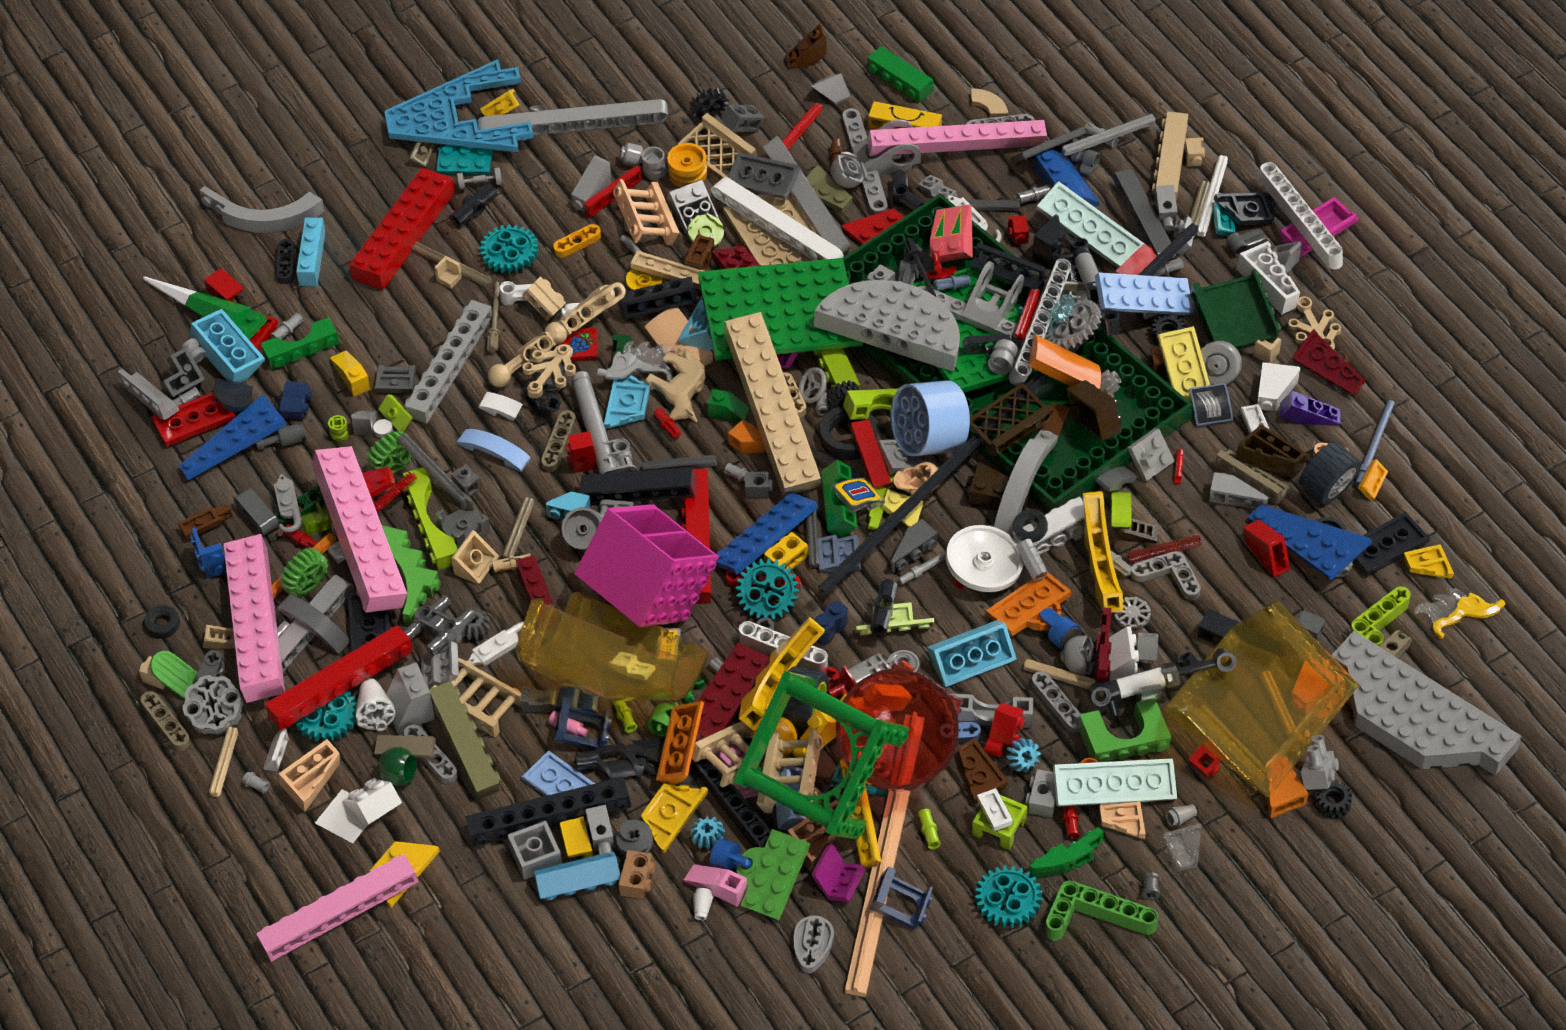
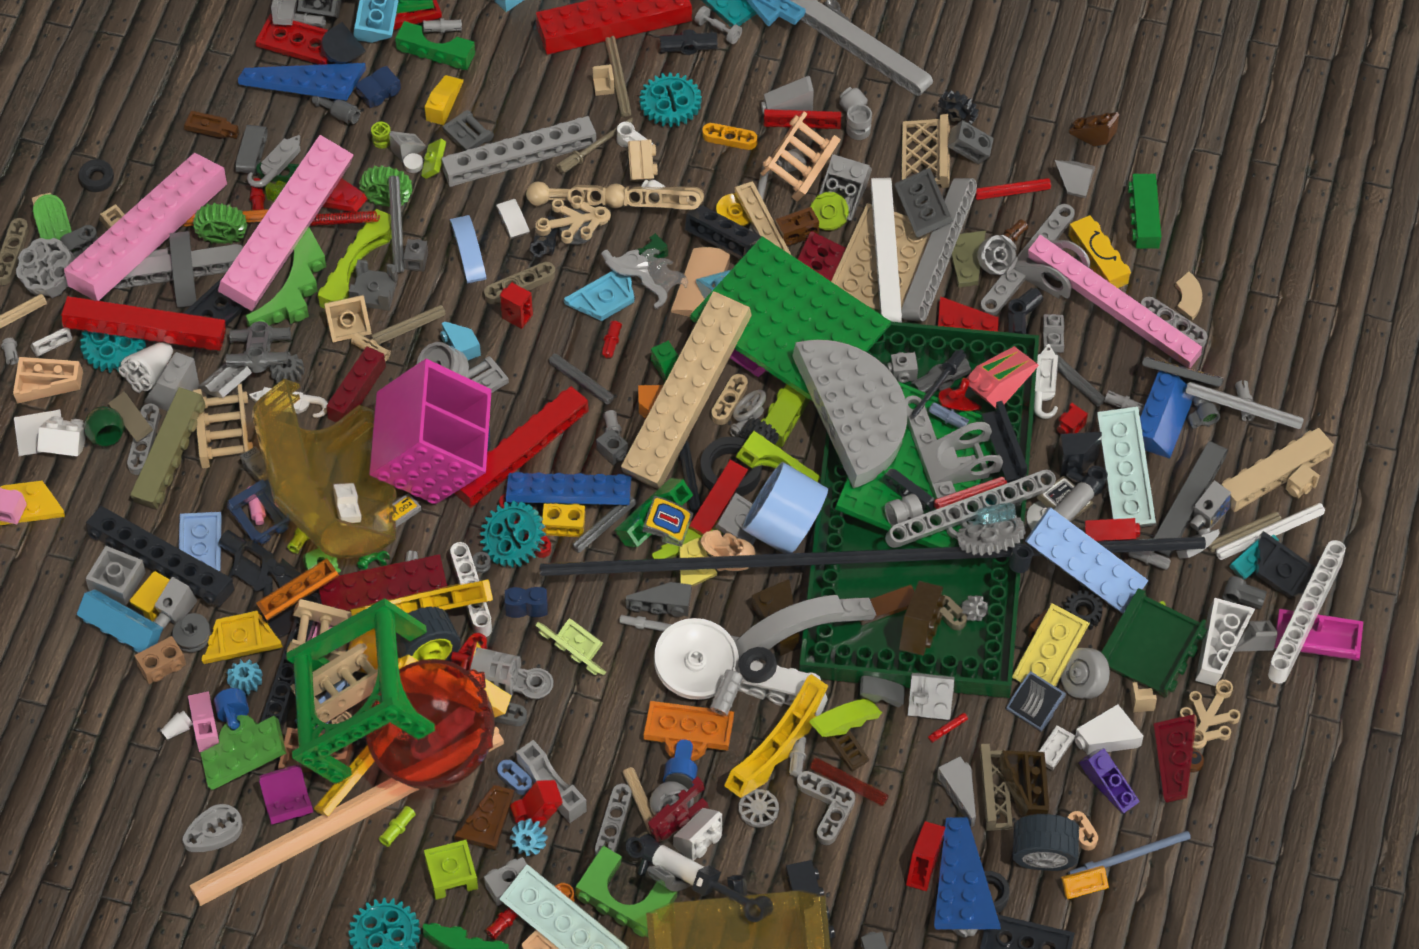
camera: 45 degrees right, 5 degrees up
(210, 558) = (174, 146): blue bracket -> none
(583, 344) = (629, 222): red tile -> none
(611, 455) = (539, 326): light grey piece -> none
(640, 485) = (523, 368): black brick -> none
(683, 386) = (656, 320): tan animal -> none
(686, 164) = (881, 145): light orange wheel -> none
(834, 551) = (604, 548): sand blue slope -> none
(883, 607) = (581, 620): black piece -> none
(921, 898) = (326, 866): dark blue panel -> none
(972, 653) = (598, 723): medium azure slope -> none
(994, 809) = (445, 856): white plate -> none
(1022, 427) = (848, 581): dark brown fence -> none
(1062, 363) = (944, 560): orange slope -> none
(1147, 647) = (728, 844): light grey brick -> none

